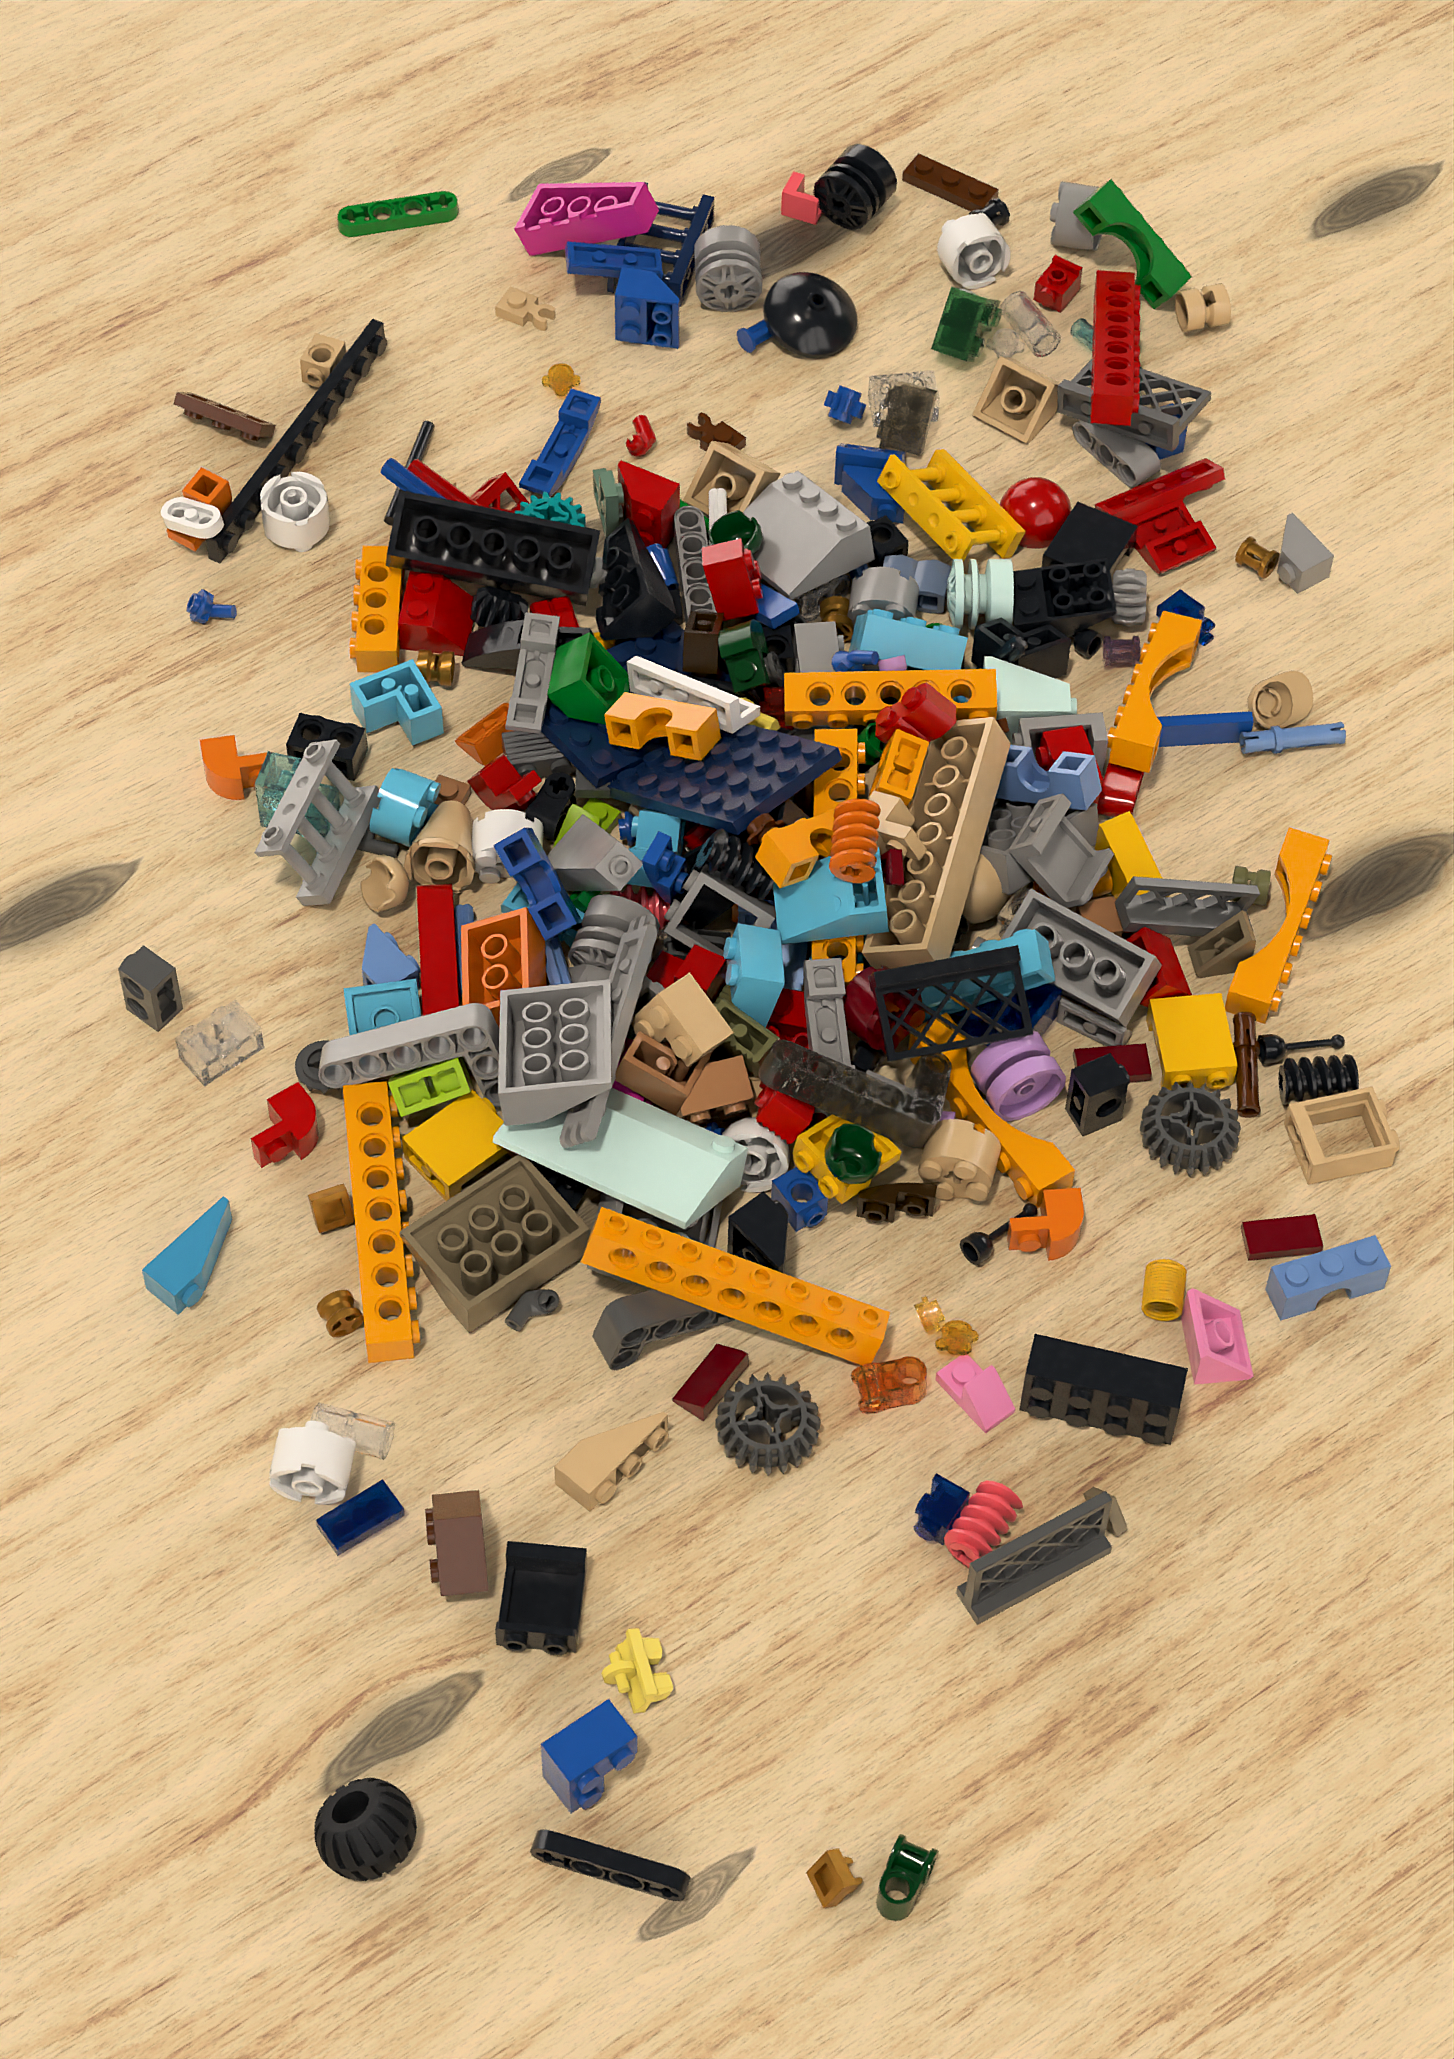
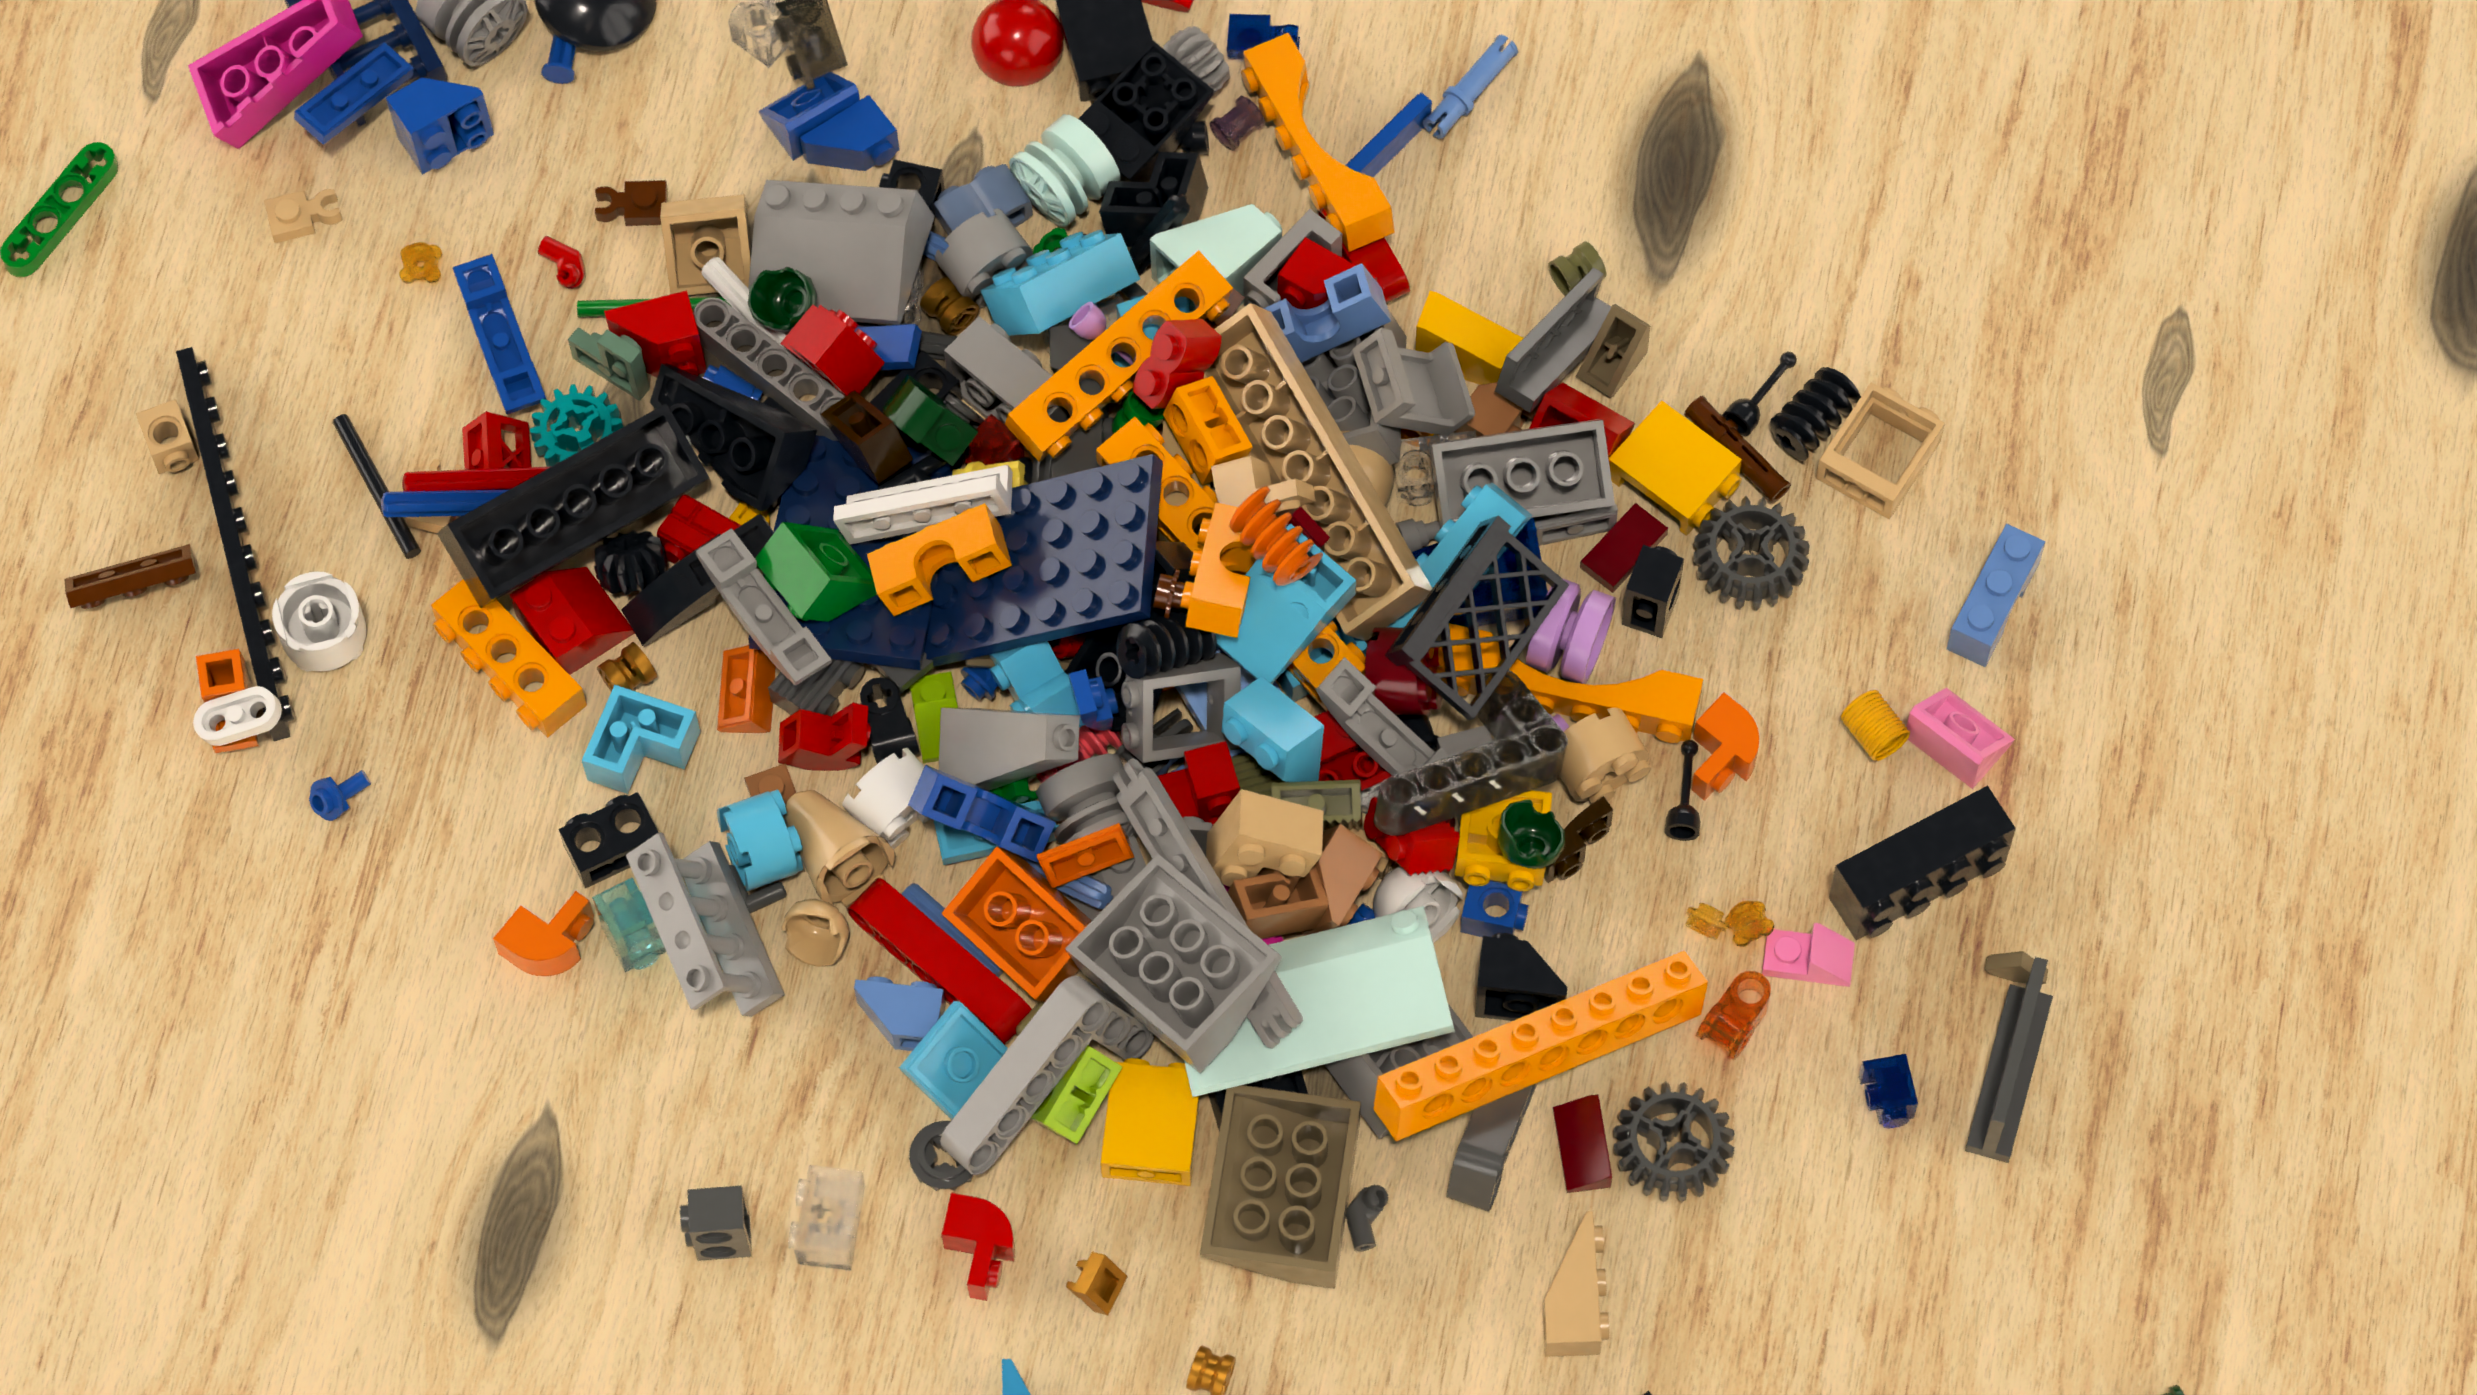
camera: 40 degrees left, 10 degrees up
(384, 1338) = (1266, 1362): light orange brick -> none
(575, 954) = (1085, 855): none -> orange slope
(845, 404) = (728, 68): blue gear -> none
(852, 661) = (1041, 349): blue plate -> none
(963, 493) = (950, 78): yellow fence -> none
(982, 1522) = (1934, 1073): coral piece -> none
(1259, 976) = (1604, 219): light orange arch -> none
(1281, 699) = (1427, 58): tan cap -> none
(1281, 1237) = (1917, 589): dark red tile -> none

